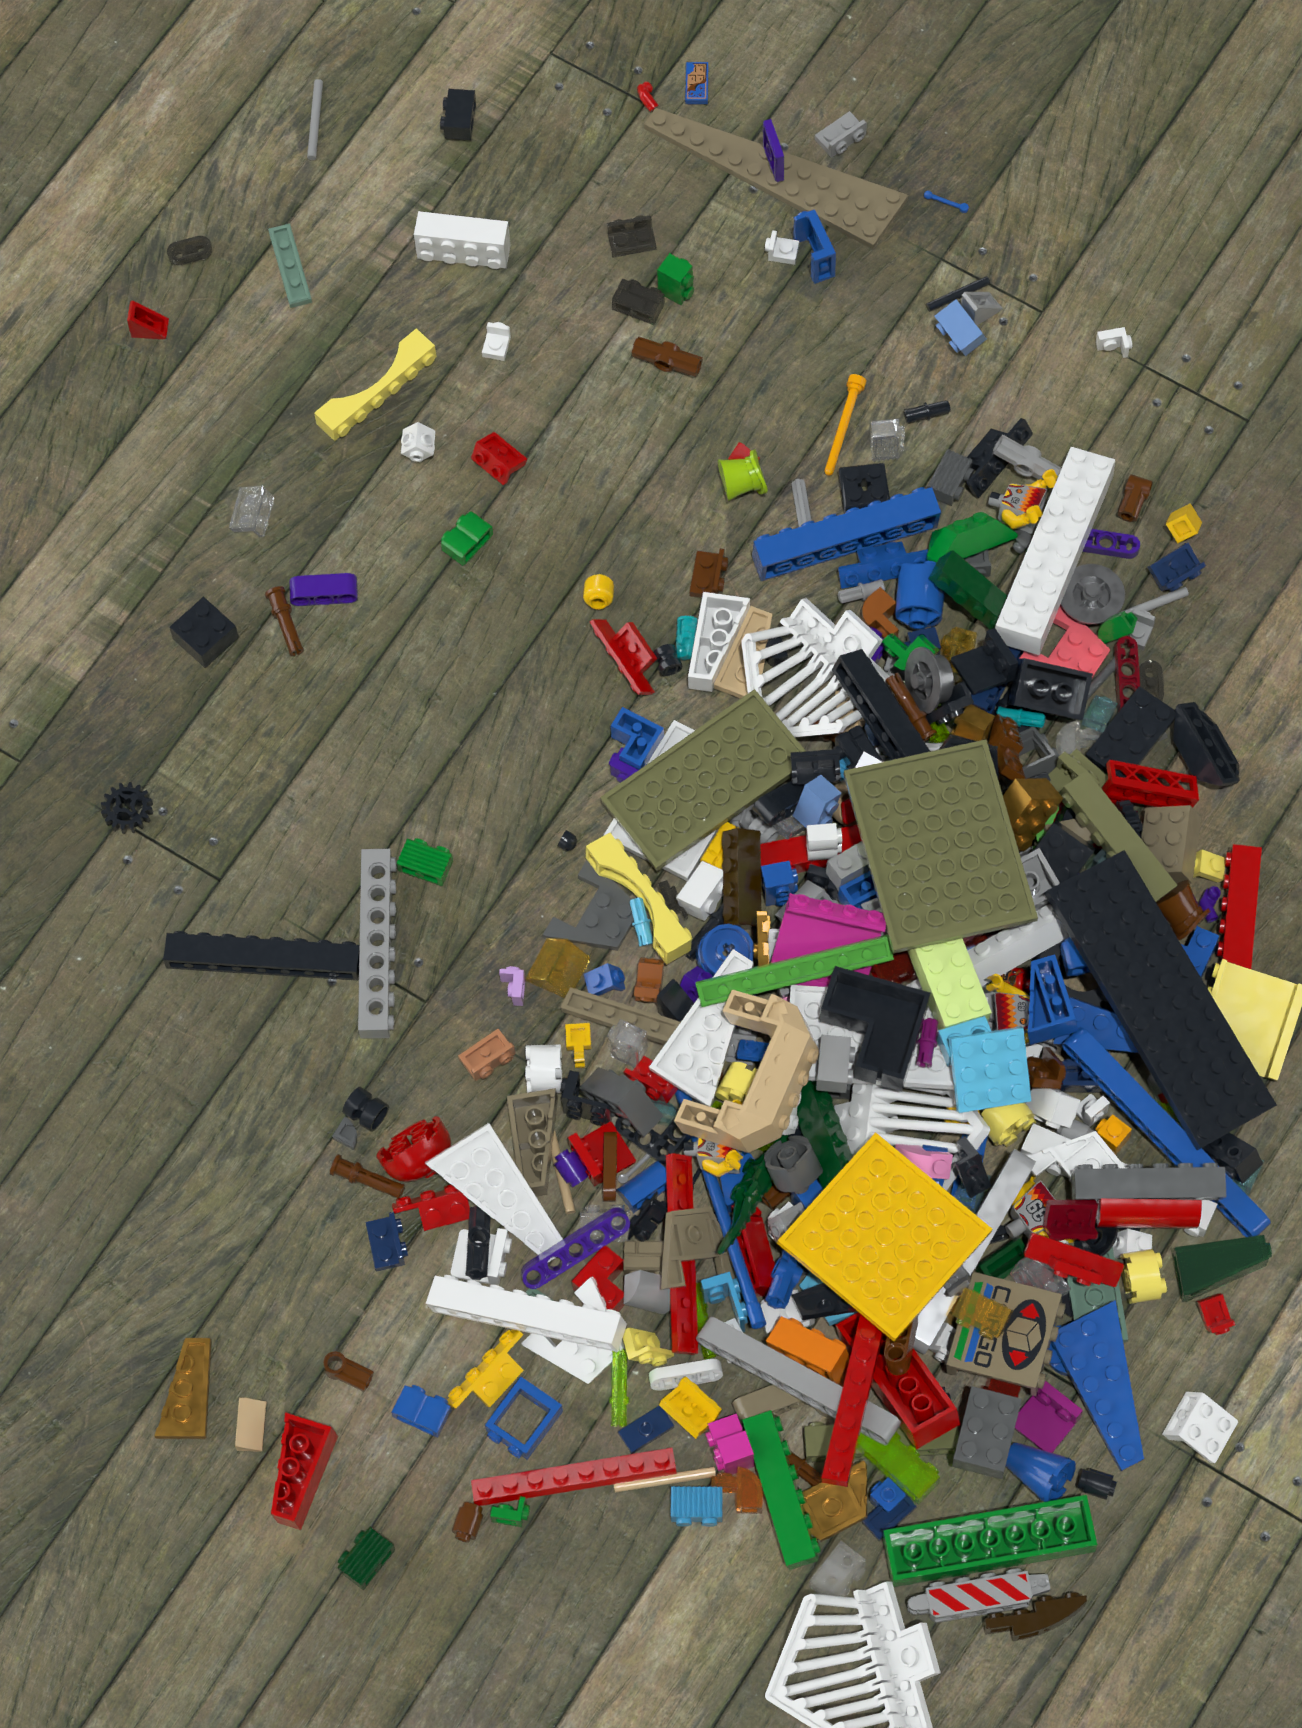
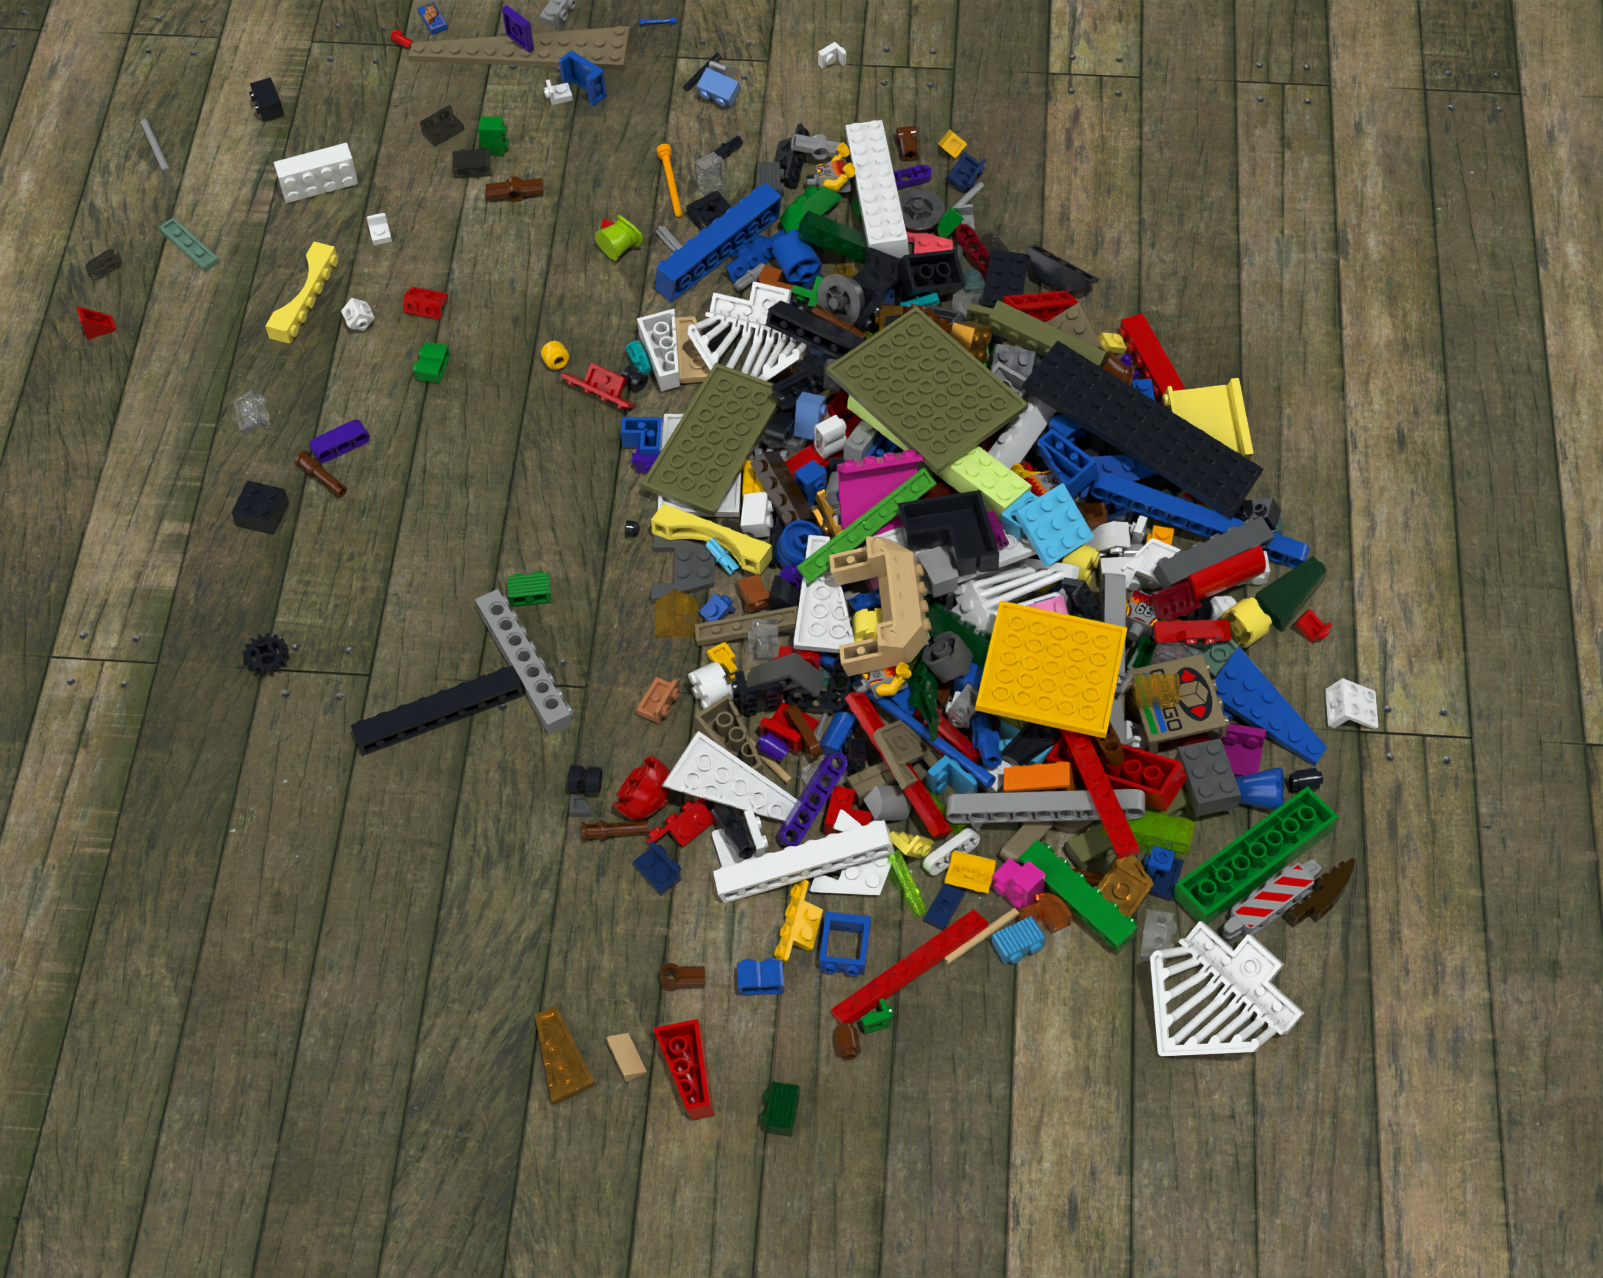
camera: 30 degrees left, 10 degrees down
(516, 983) = (650, 638): lavender bracket -> none
(708, 573) = (628, 311): reddish brown bracket -> none
(1023, 540) = (847, 198): dark grey arm -> none

